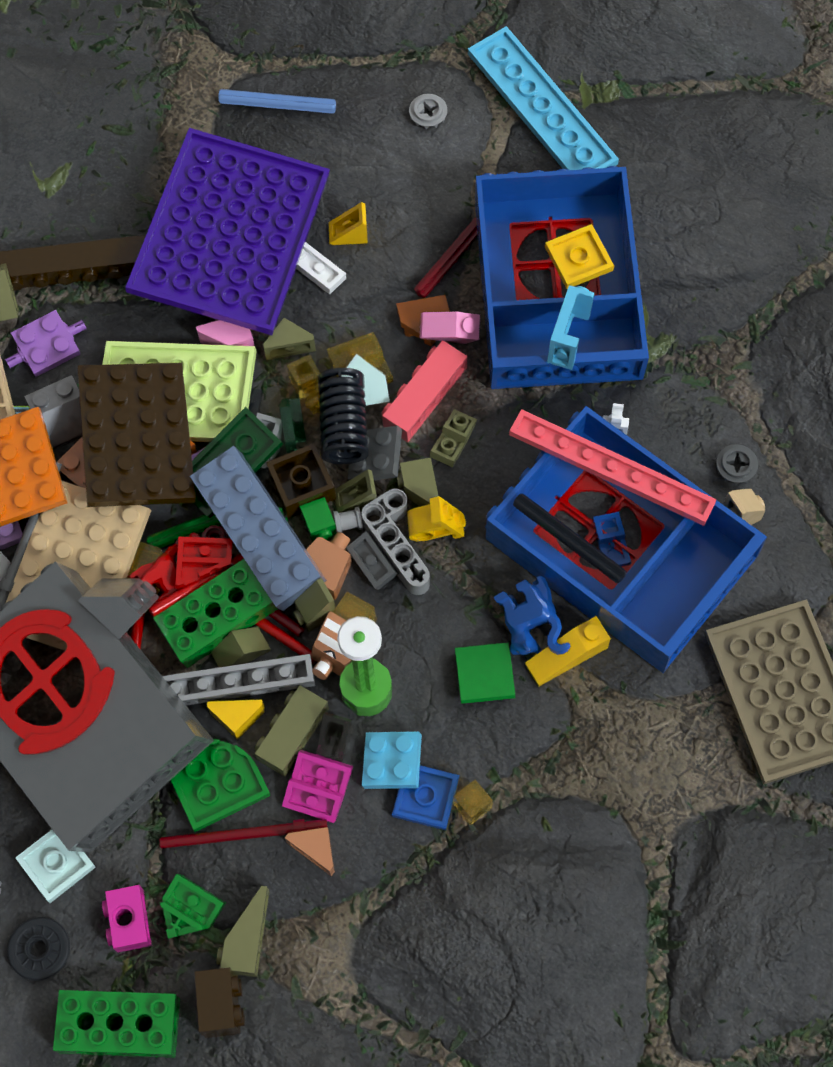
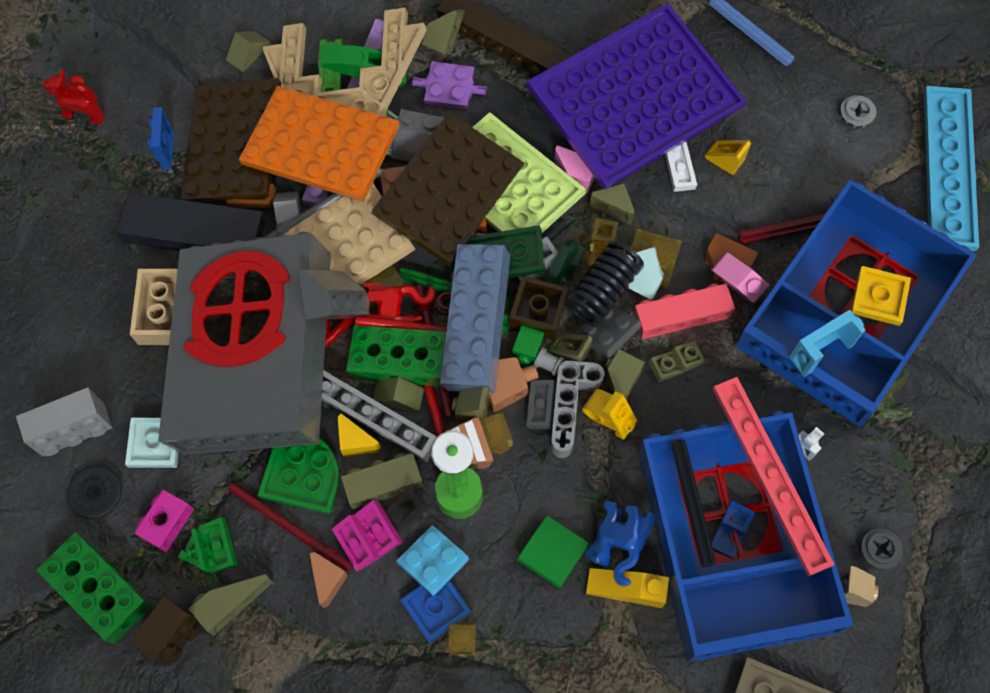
camera: 40 degrees right, 0 degrees up
(201, 558) = (419, 309): red wing -> none

